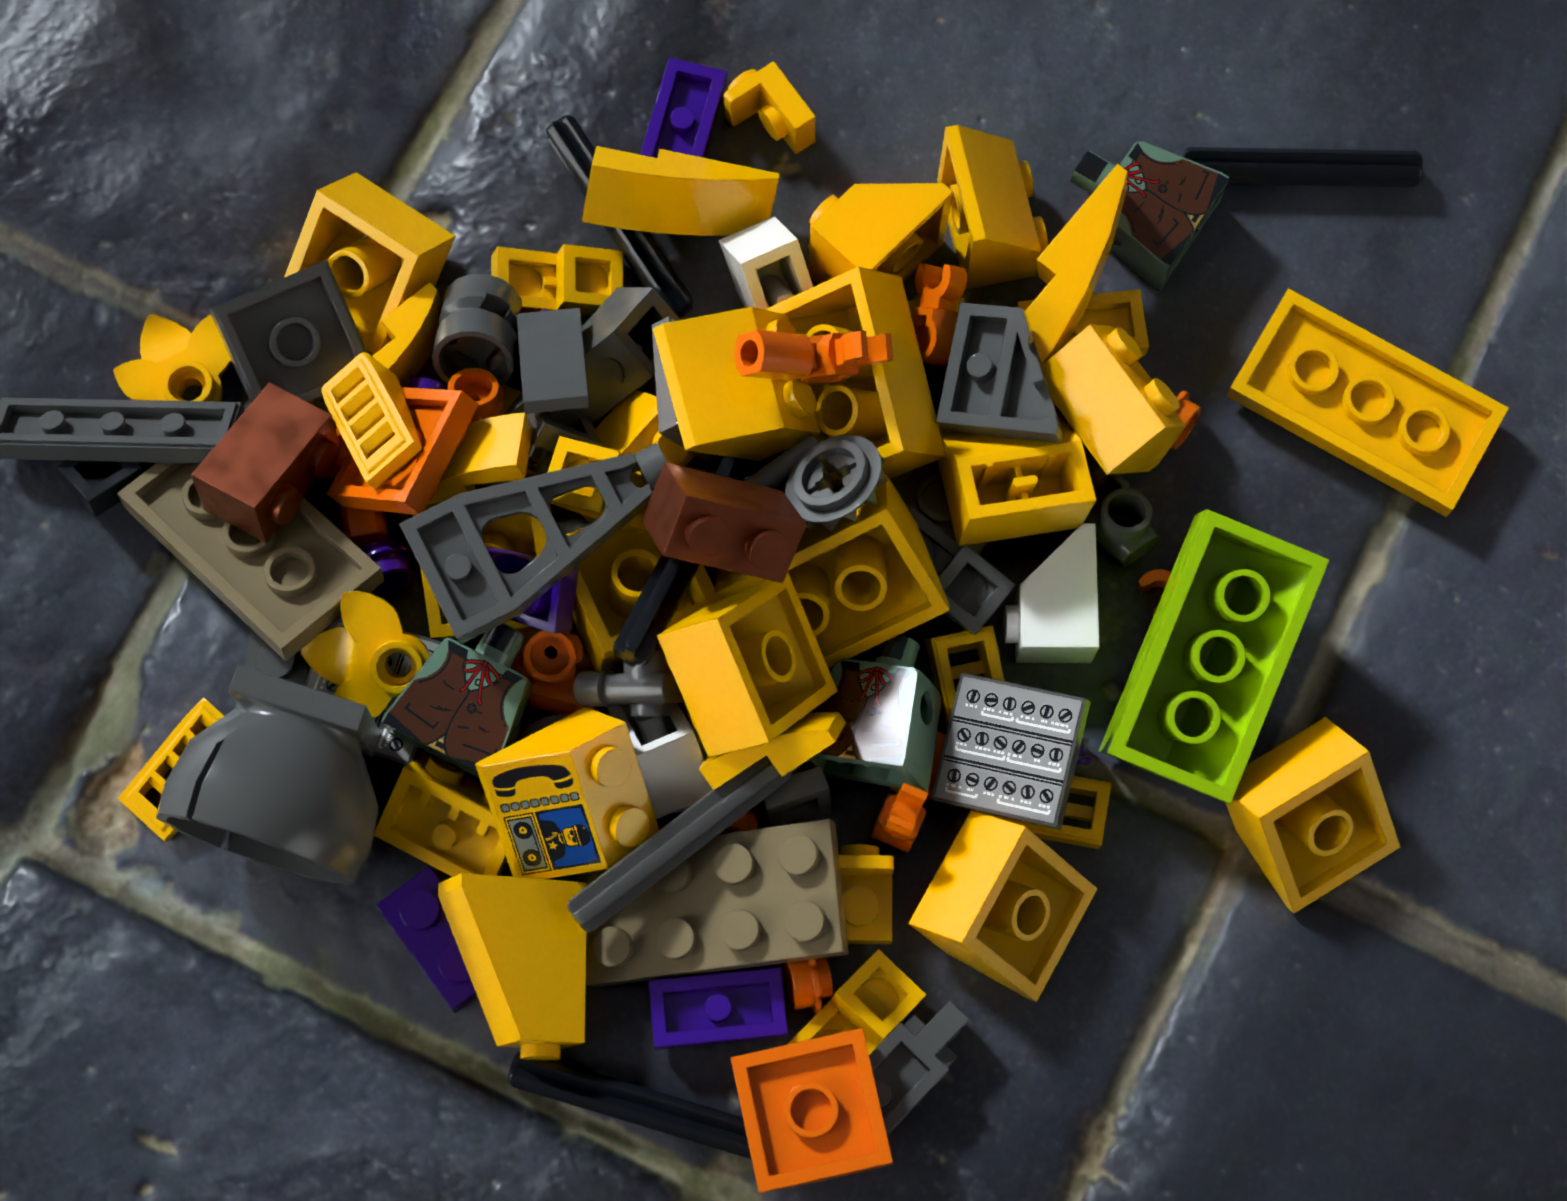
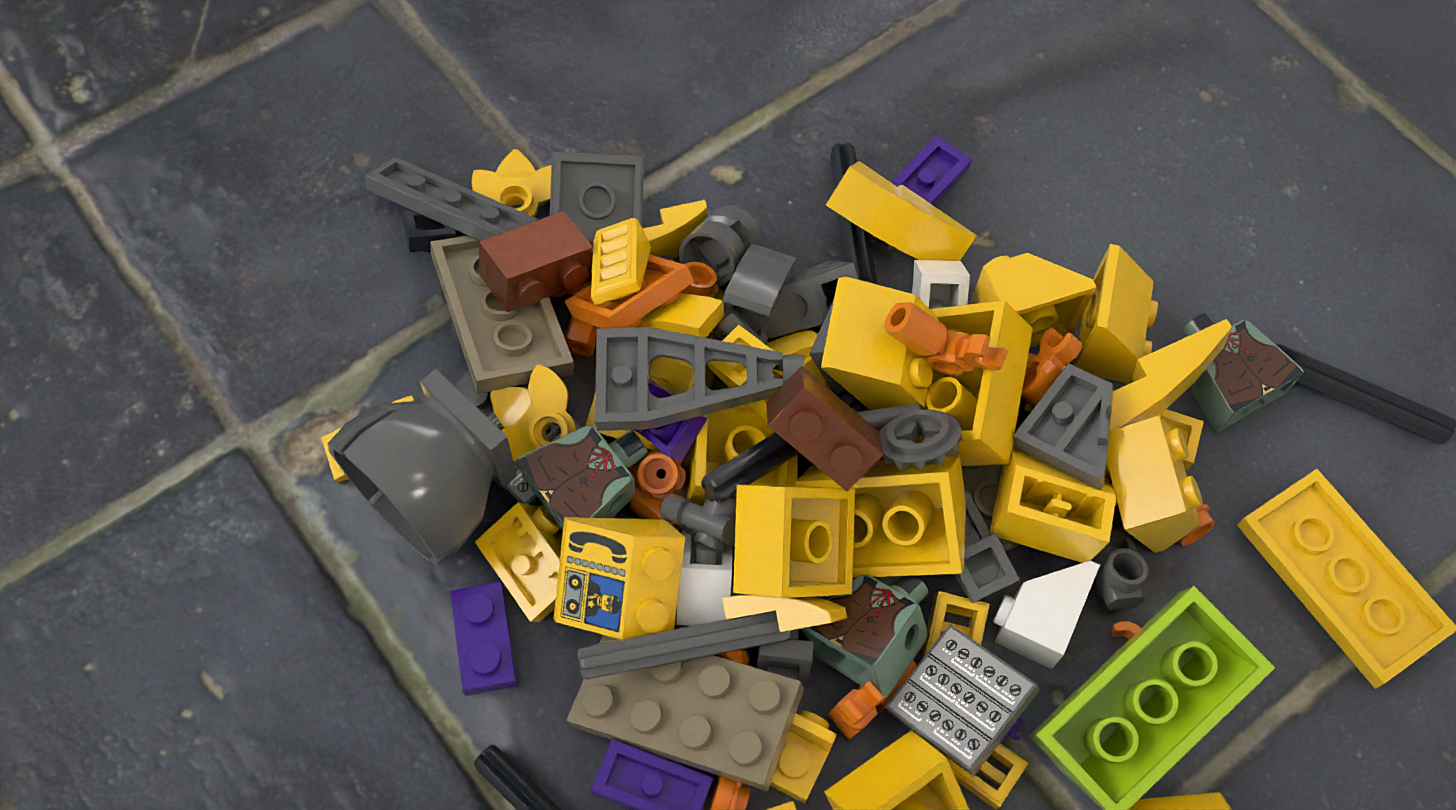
camera: 25 degrees right, 10 degrees down
(374, 248) = (678, 165): yellow slope -> none
(395, 565) = (583, 373): dark purple plate -> none
(522, 958) = (528, 676): yellow slope -> none
(560, 280) = (806, 242): yellow slope -> none
(777, 104) = (996, 194): yellow bracket -> none

